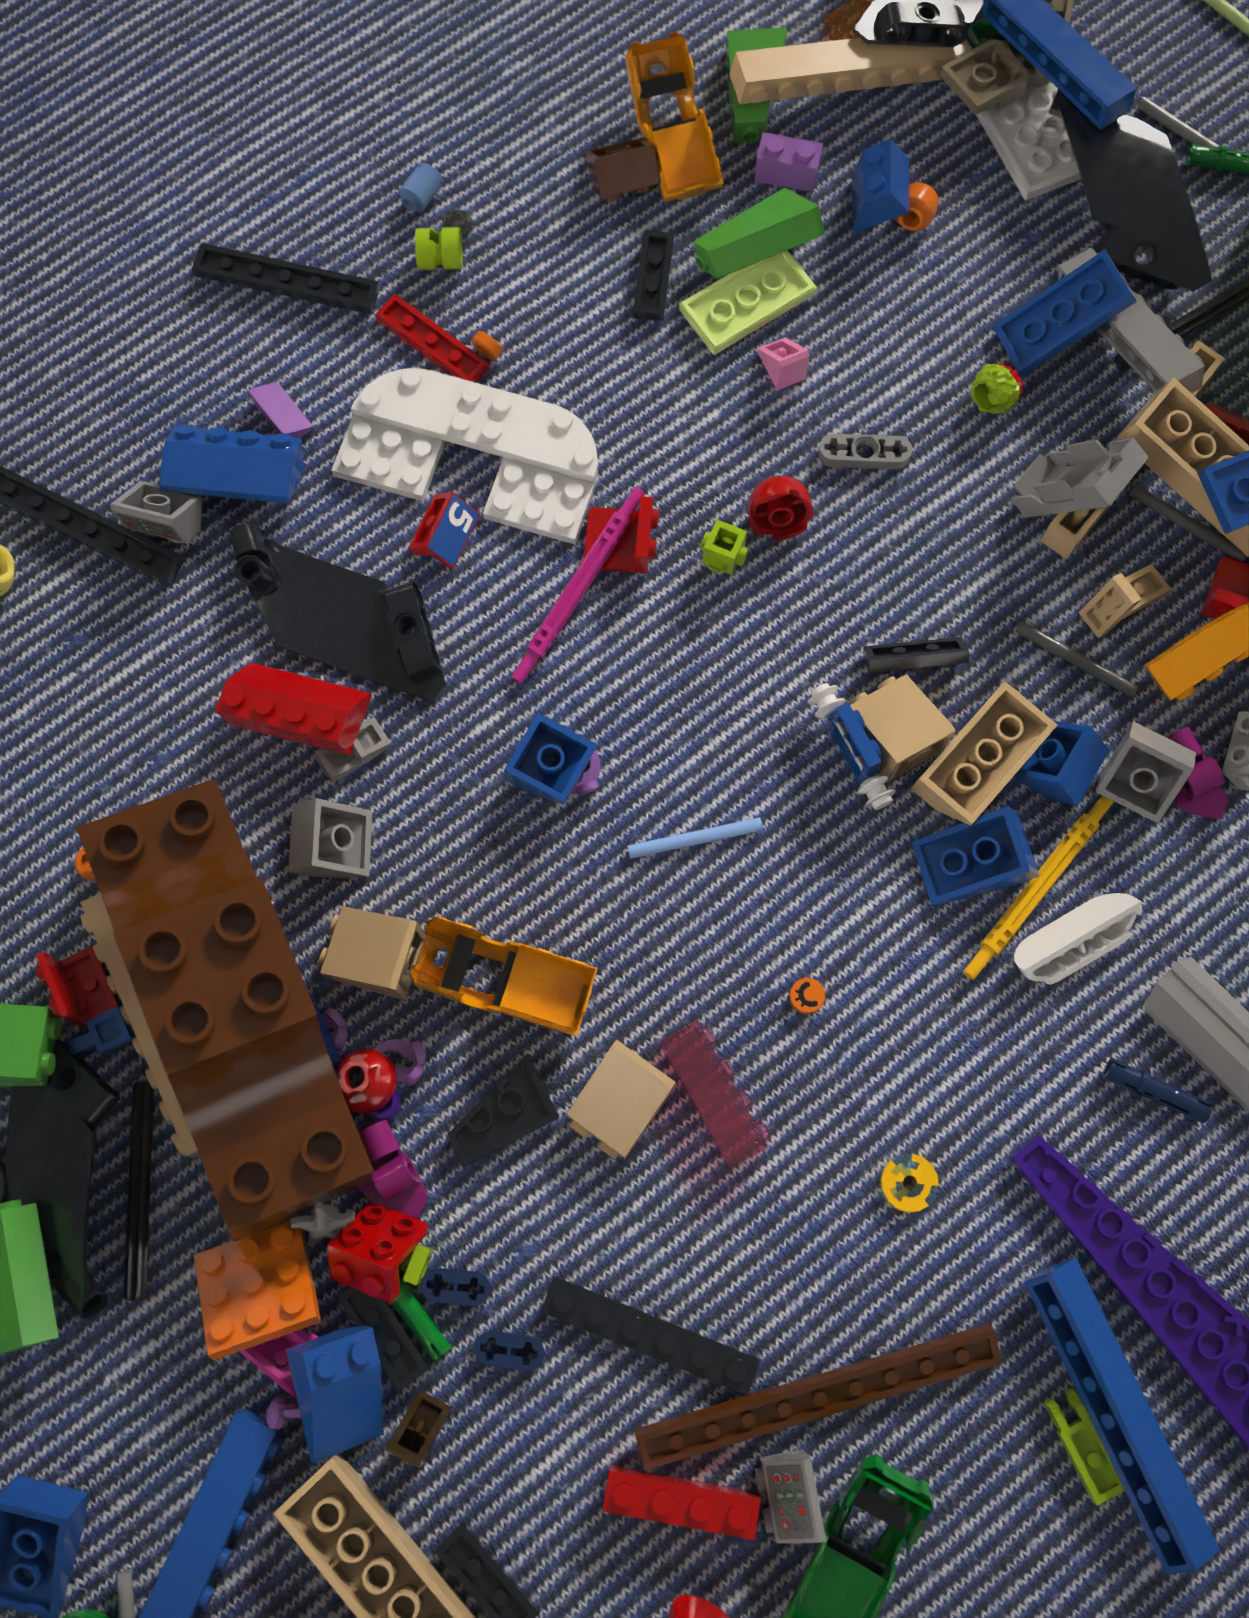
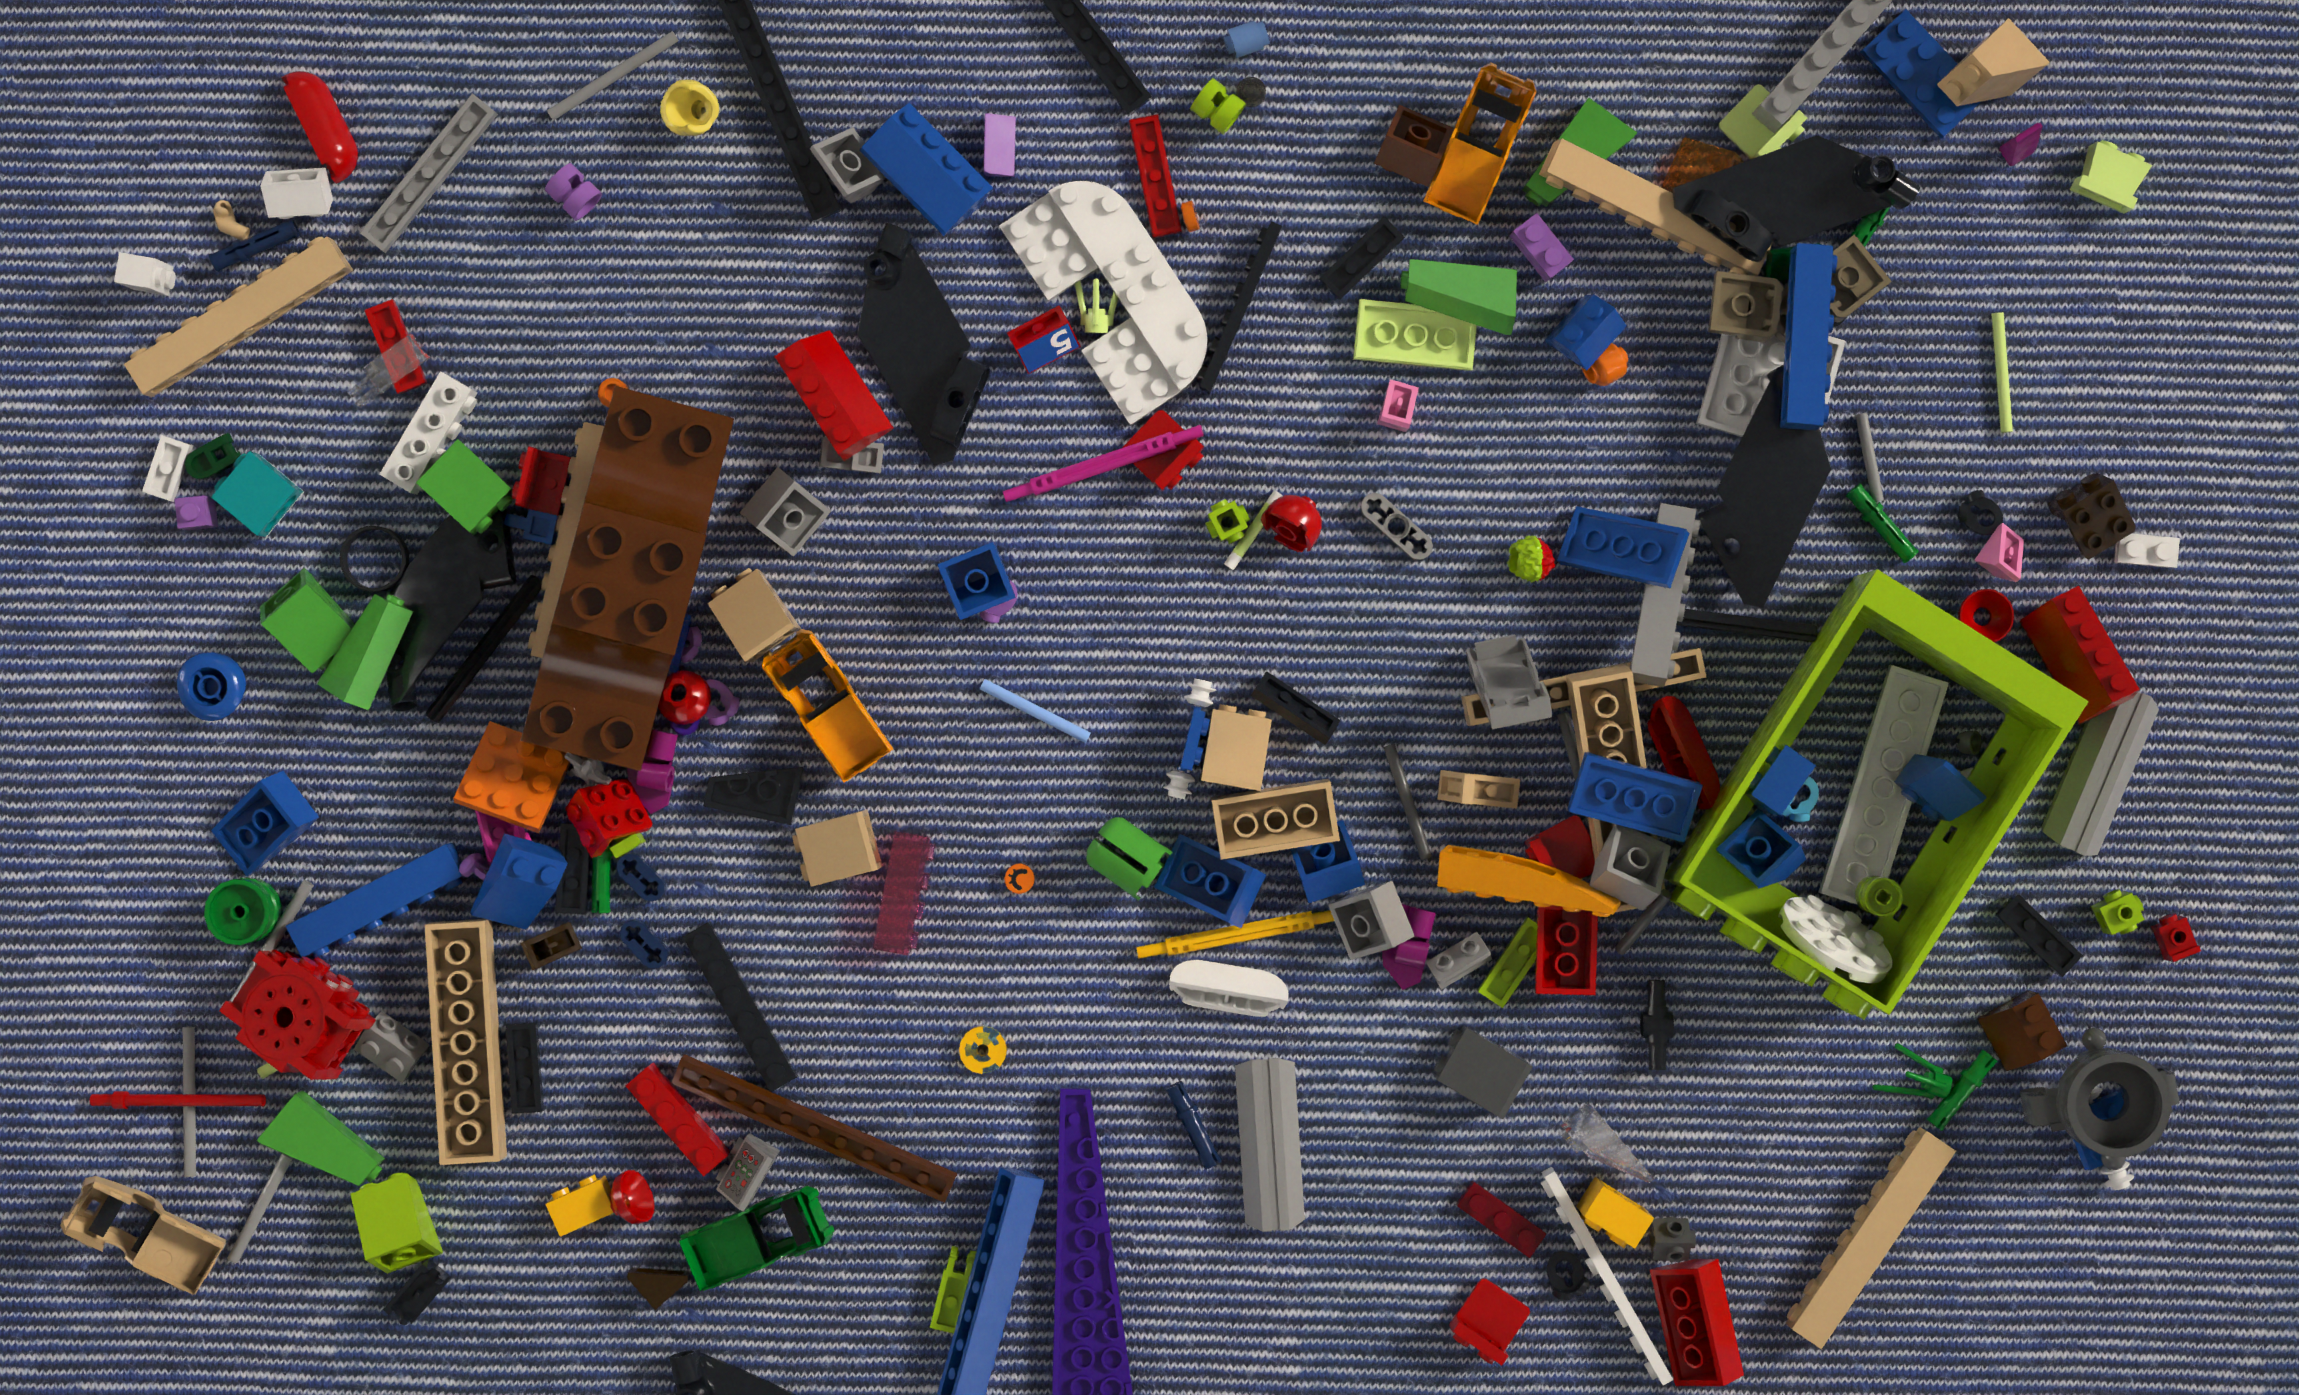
camera: 35 degrees right, 15 degrees up
(476, 480) = (1096, 320): none -> yellowish green plant
(589, 393) = (1243, 295): none -> black plate
(752, 559) = (1250, 534): none -> yellowish green bar
(887, 891) = (1118, 868): none -> bright green cylinder

